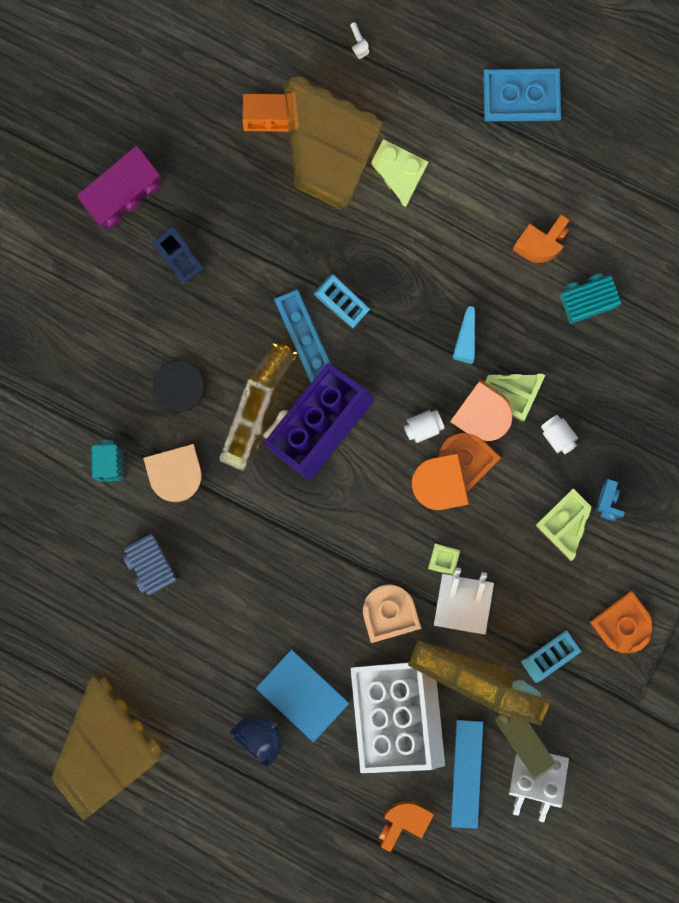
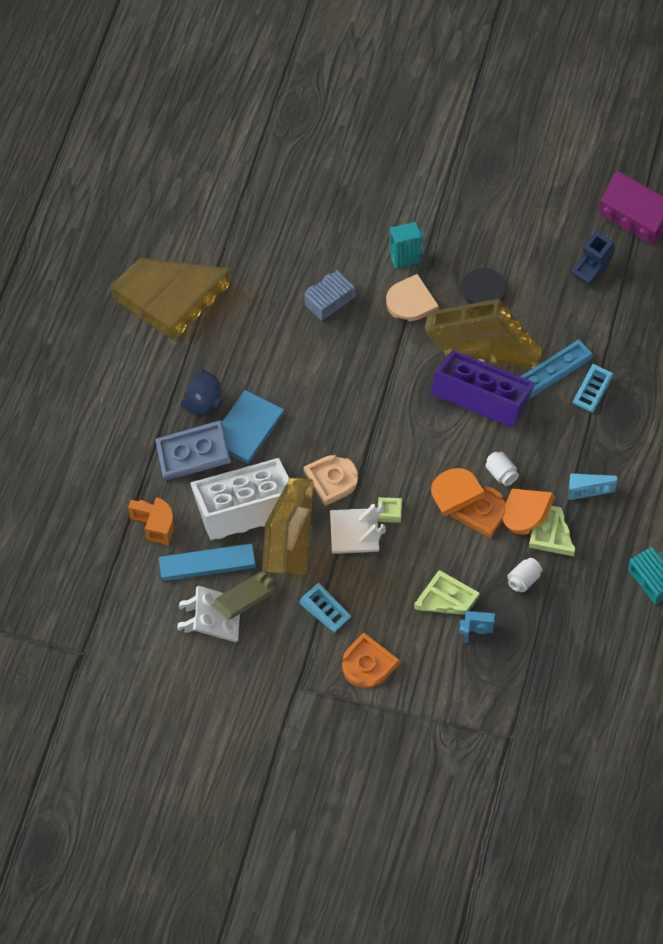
camera: 80 degrees right, 25 degrees down
(323, 762) = (193, 450): none -> sand blue tile

